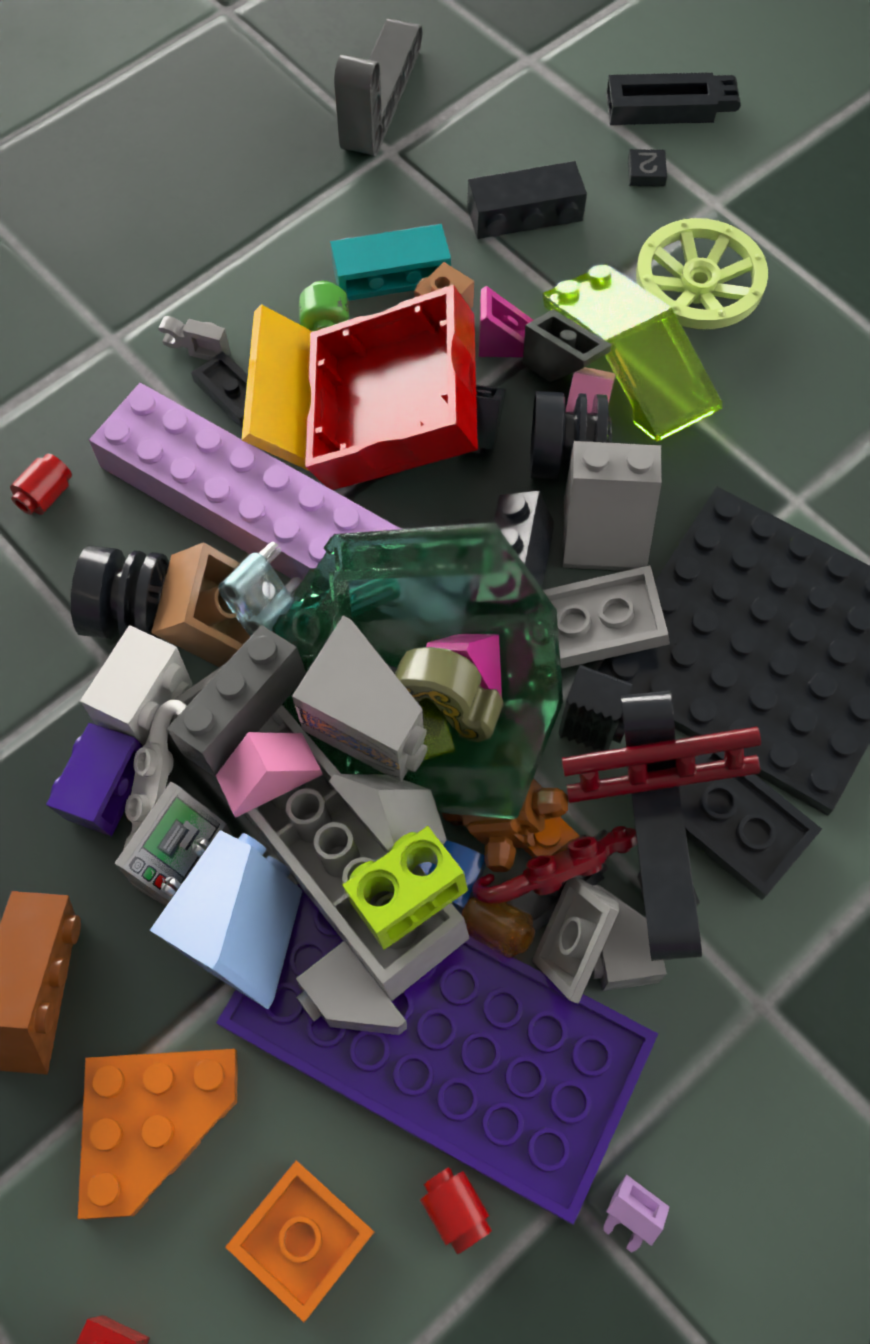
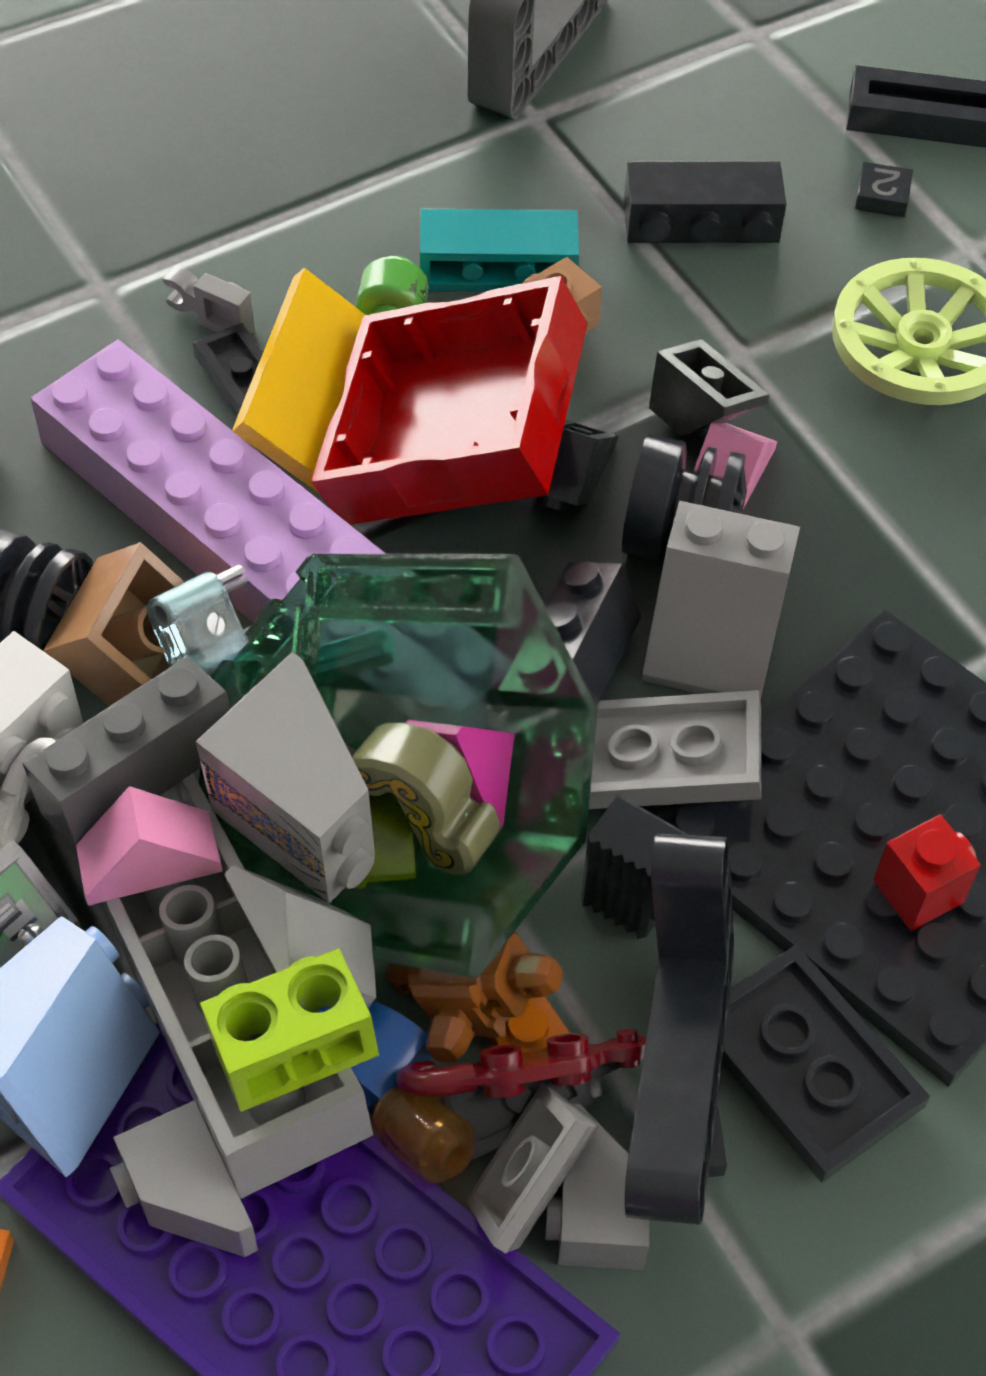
camera: 10 degrees right, 10 degrees down
(500, 326) = (625, 352): dark pink slope -> none
(647, 349) = (819, 415): clear neon green windscreen -> none
(685, 773) = (732, 926): dark red bar -> none
(791, 675) = (926, 871): none -> red brick

